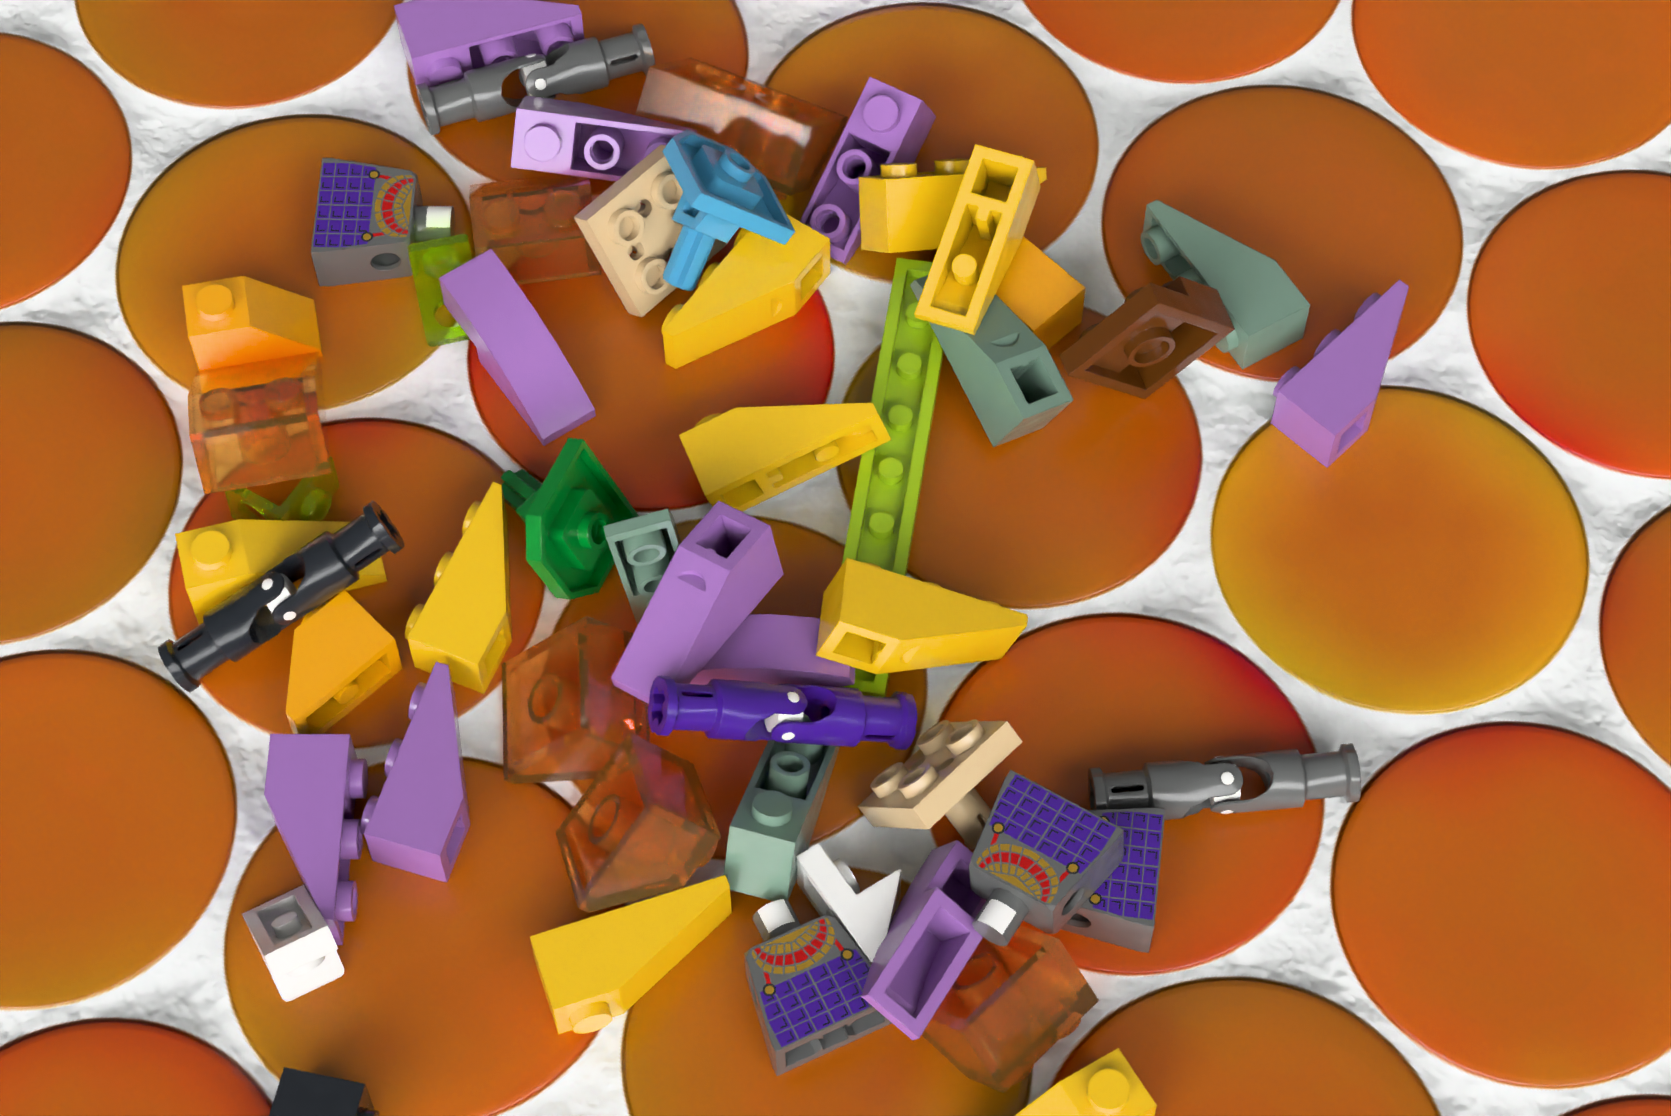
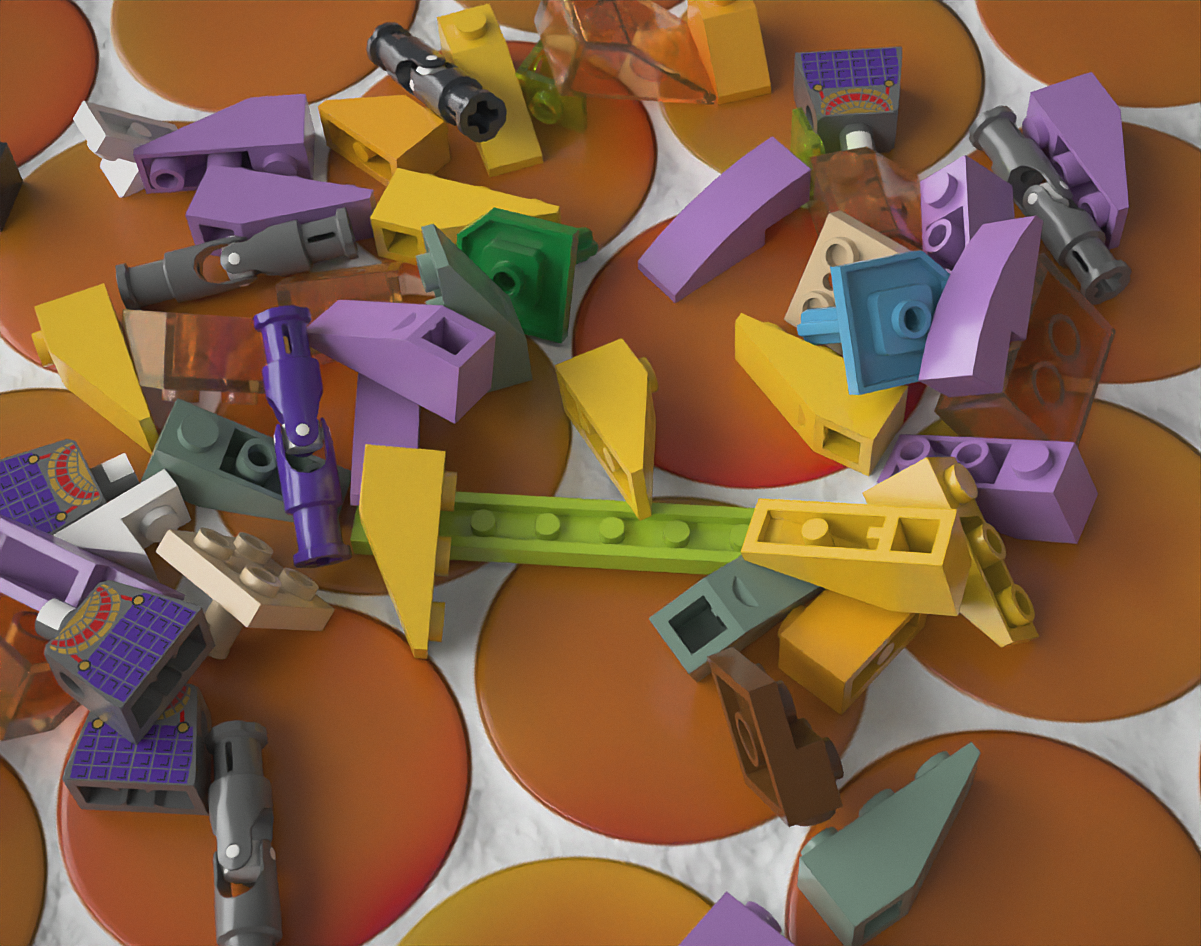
camera: 90 degrees right, 5 degrees down
(496, 806) = (277, 250): none -> dark grey piece
(721, 109) = (983, 309): none -> medium lavender slope

